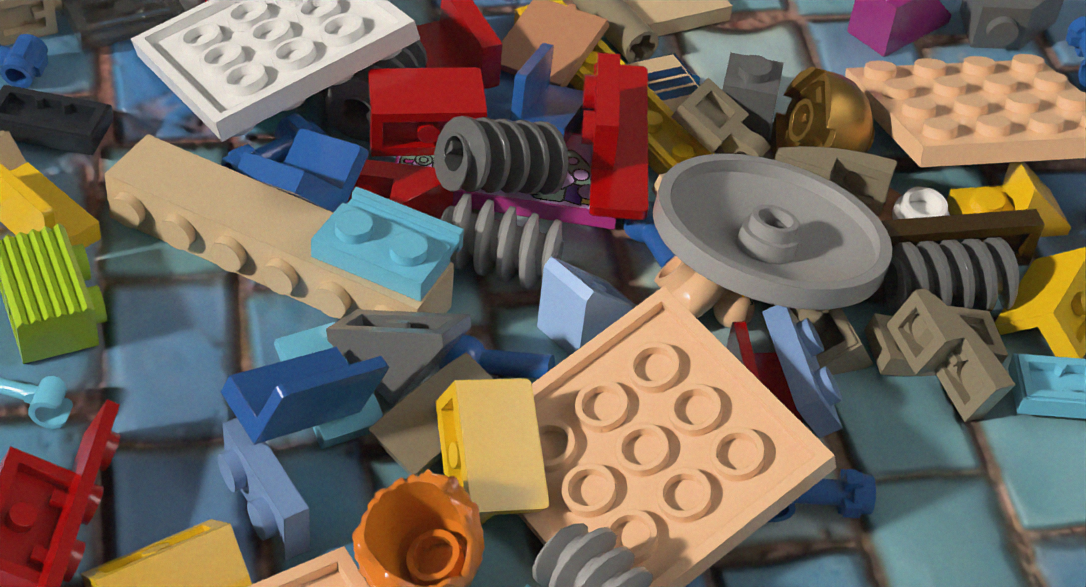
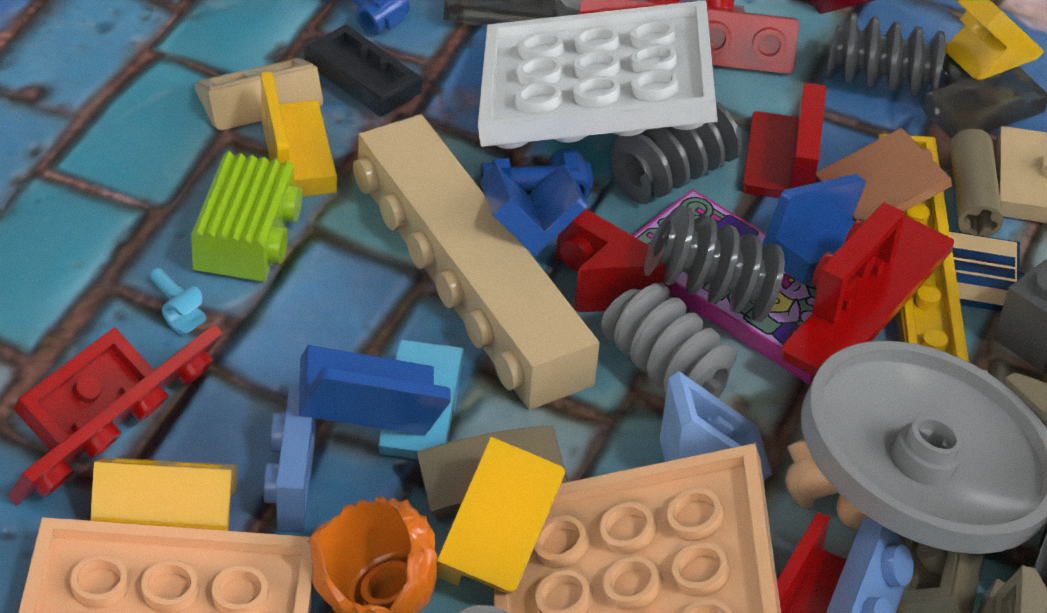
camera: 35 degrees right, 0 degrees up
(387, 243) = (548, 297): medium azure plate -> none
(406, 340) = (492, 390): dark grey slope -> none
(417, 103) = (679, 174): red panel -> none
(499, 361) = (575, 443): blue bar -> none
(717, 121) = (984, 320): dark tan plate -> none

